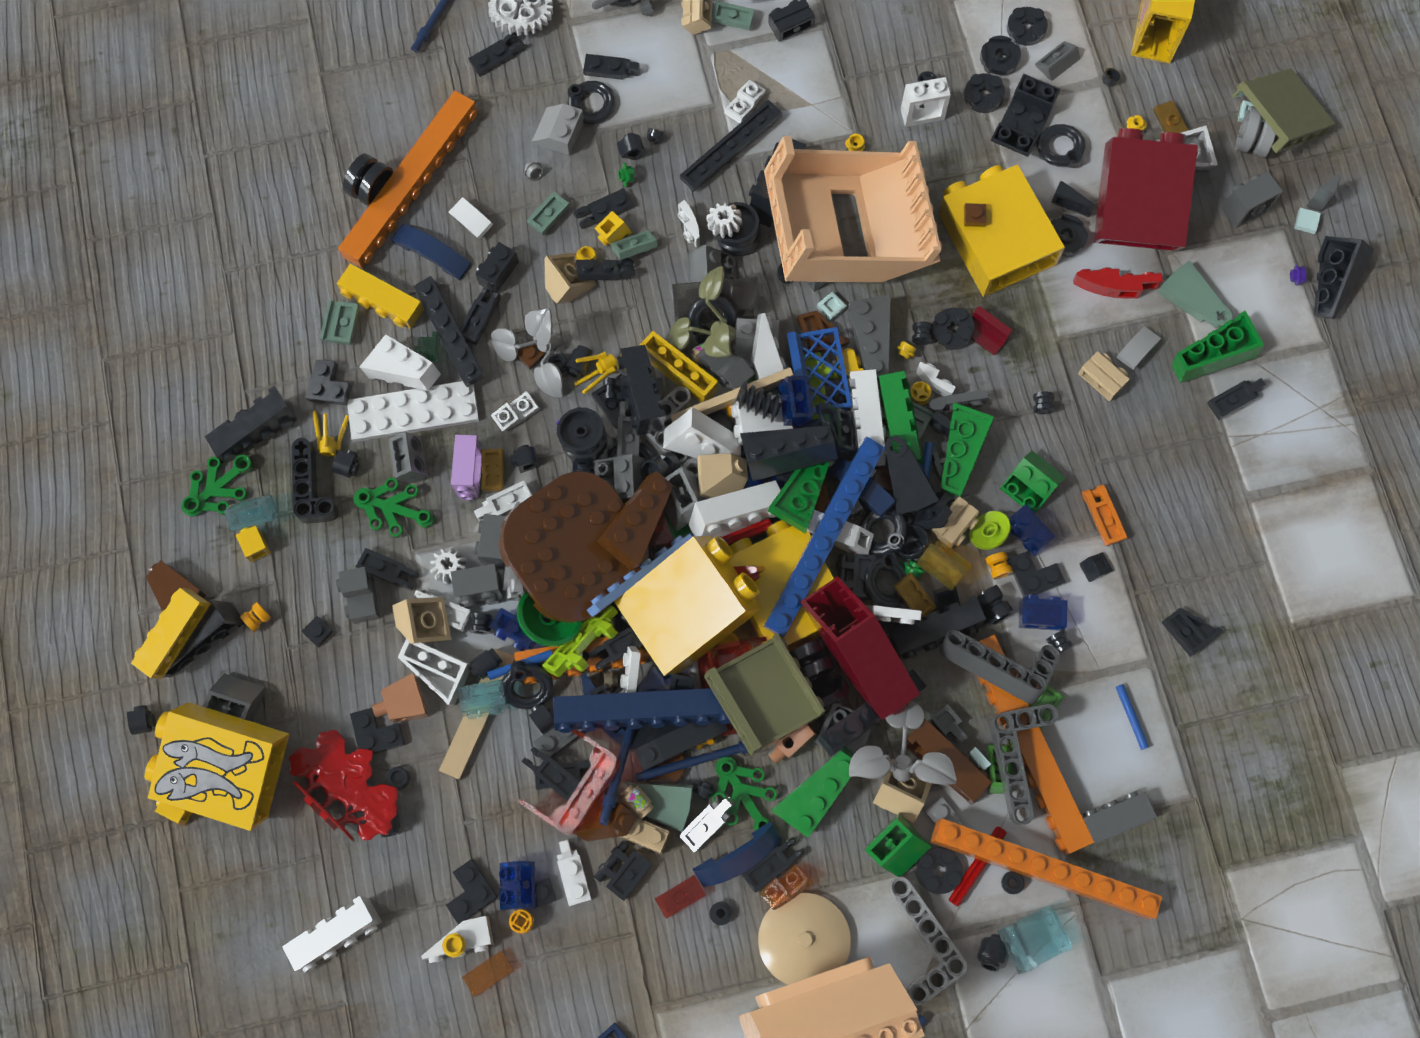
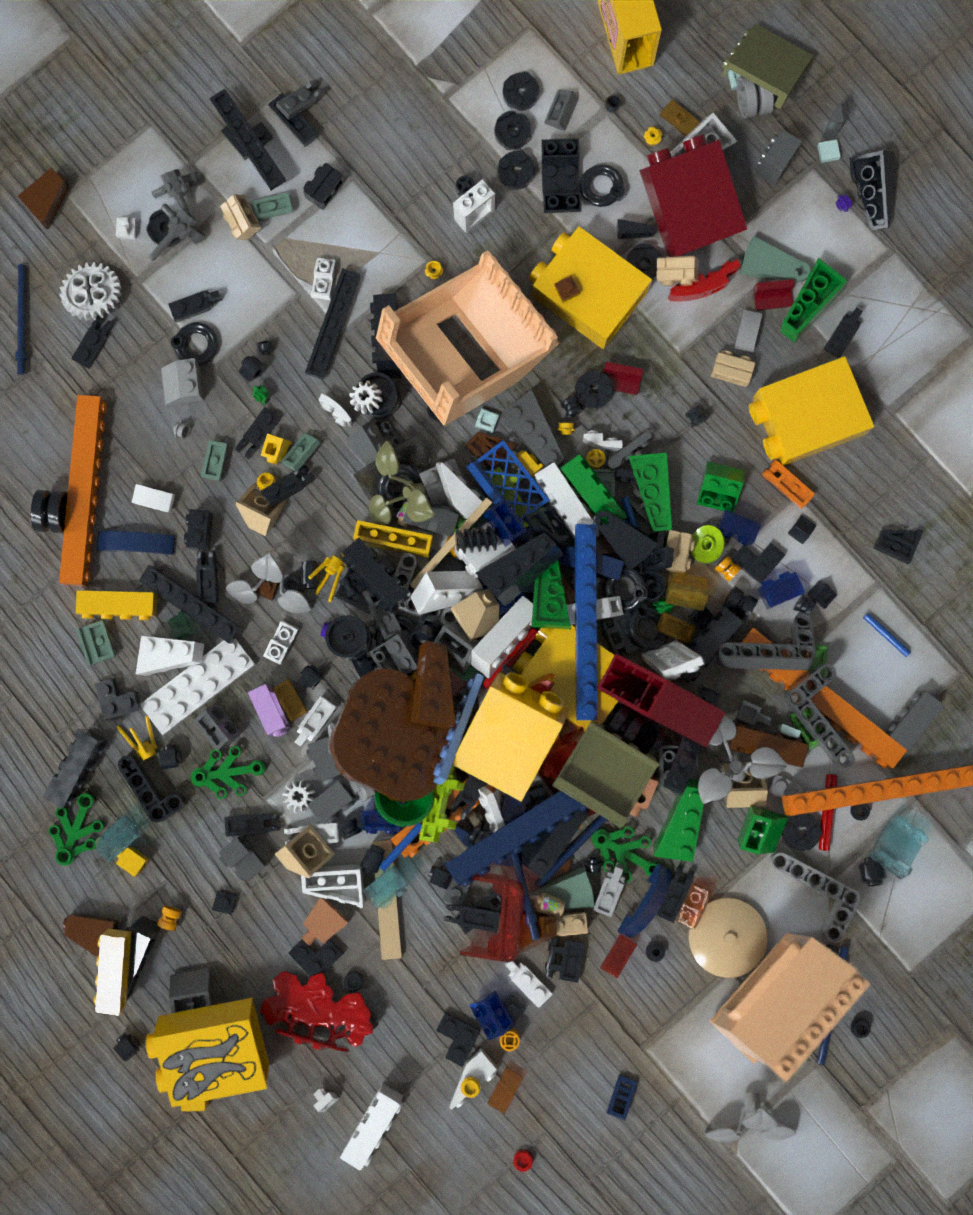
camera: 25 degrees left, 10 degrees up
(301, 881) = (325, 1100): none -> white tile
(530, 670) = (404, 854): black piece -> none
(1084, 642) = (822, 594): none -> black slope
(1095, 253) = (677, 270): none -> tan brick
(1163, 454) = (811, 412): none -> yellow brick
(1182, 326) = (773, 294): none -> dark red panel

